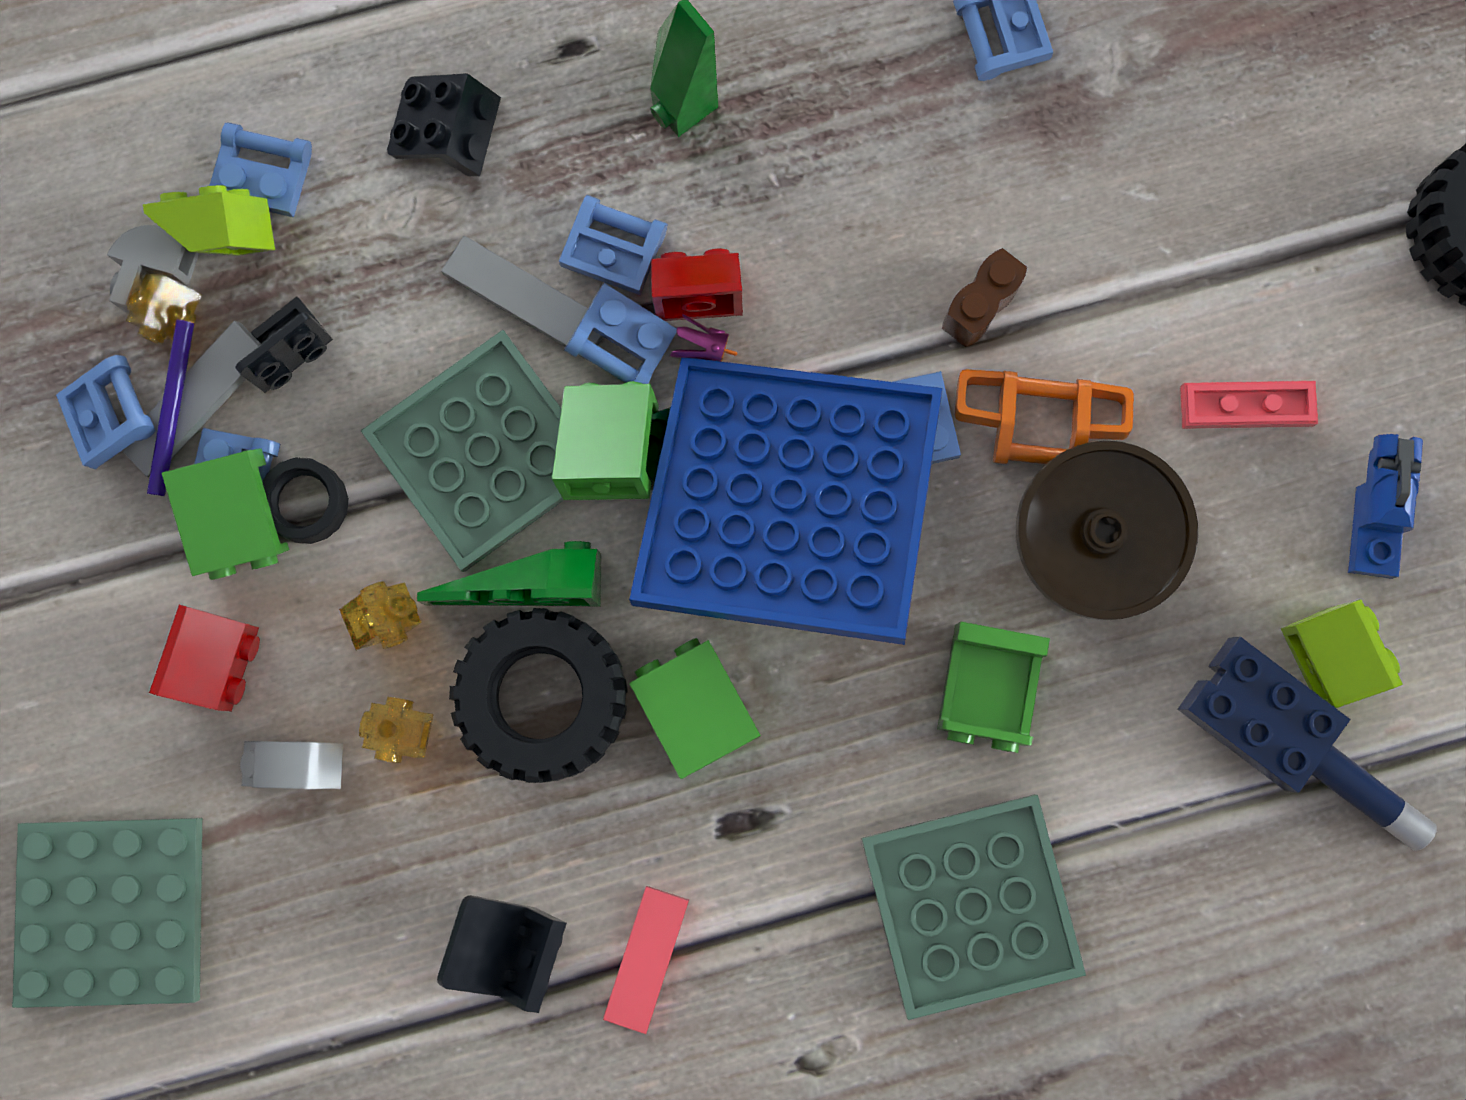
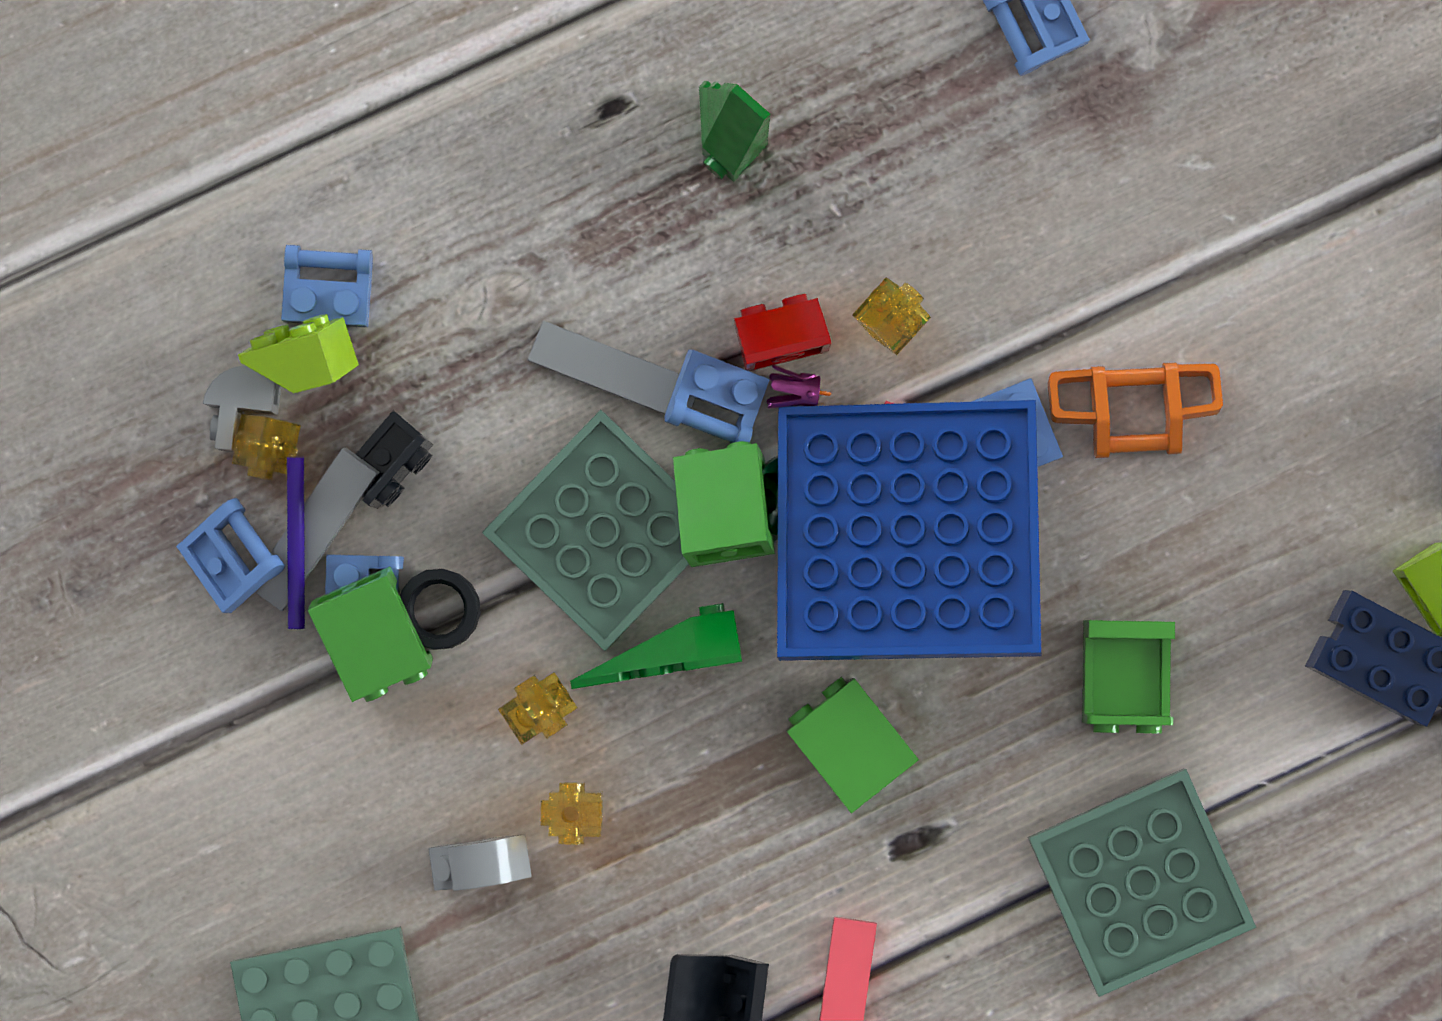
camera: 15 degrees left, 5 degrees up
(205, 659) = (383, 778): red slope -> none
(445, 120) = (500, 209): black bracket -> none
(479, 685) = (691, 816): black tyre -> none
(607, 256) = (688, 318): medium blue plate -> none
(811, 284) = (892, 314): none -> clear yellow brick
(984, 297) = (1057, 309): reddish brown brick -> none
(1106, 530) = (1212, 509): dark brown dish -> none
(1249, 404) = (1331, 359): coral tile -> none

